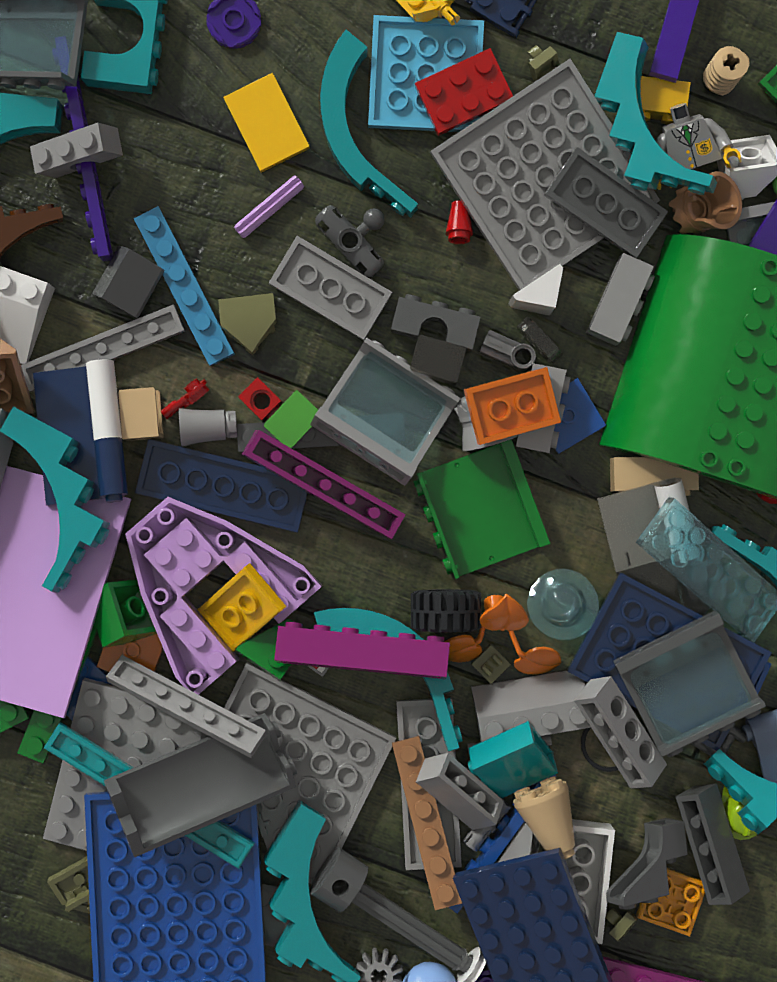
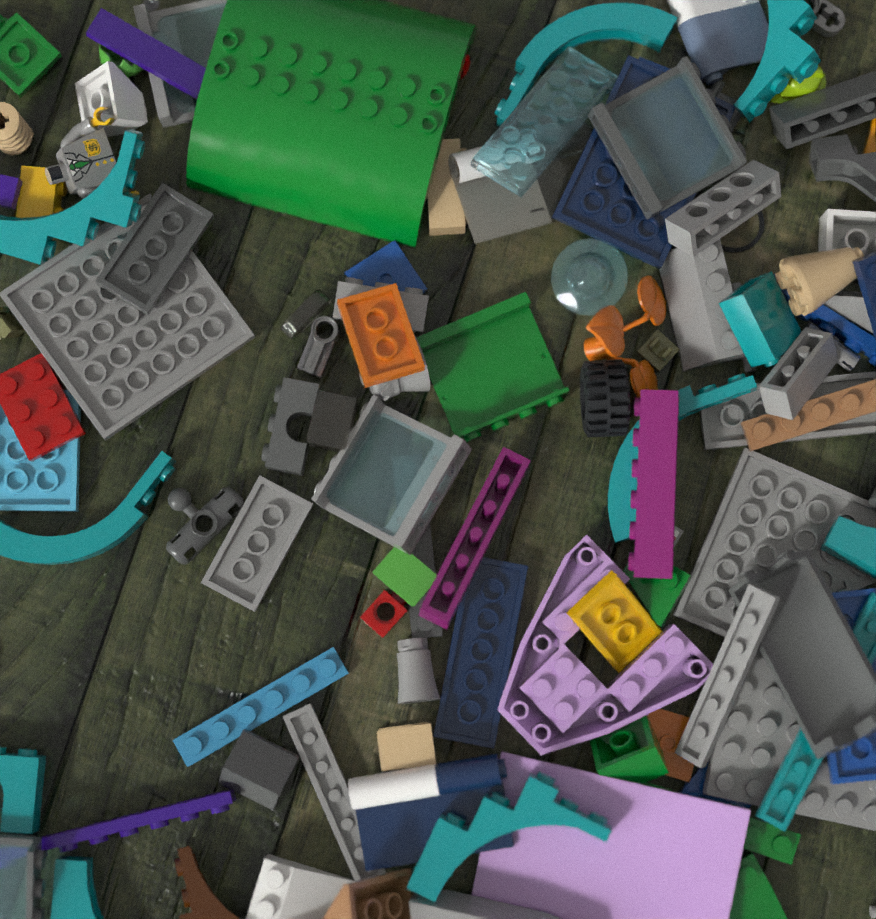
camera: 90 degrees left, 5 degrees down
(60, 154) = (108, 823): light grey arch -> none
(194, 390) = (376, 688): red plate -> none
(248, 319) = (295, 632): olive slope -> none
(266, 122) = (75, 624): yellow tile -> none
(269, 206) = (169, 616): lavender axle -> none
(459, 224) = (182, 406): red cone -> none
(540, 294) = (257, 311): white slope -> none
(621, 300) = (258, 230): light grey brick -> none
(710, 210) = (161, 135): medium nougat hat -> none

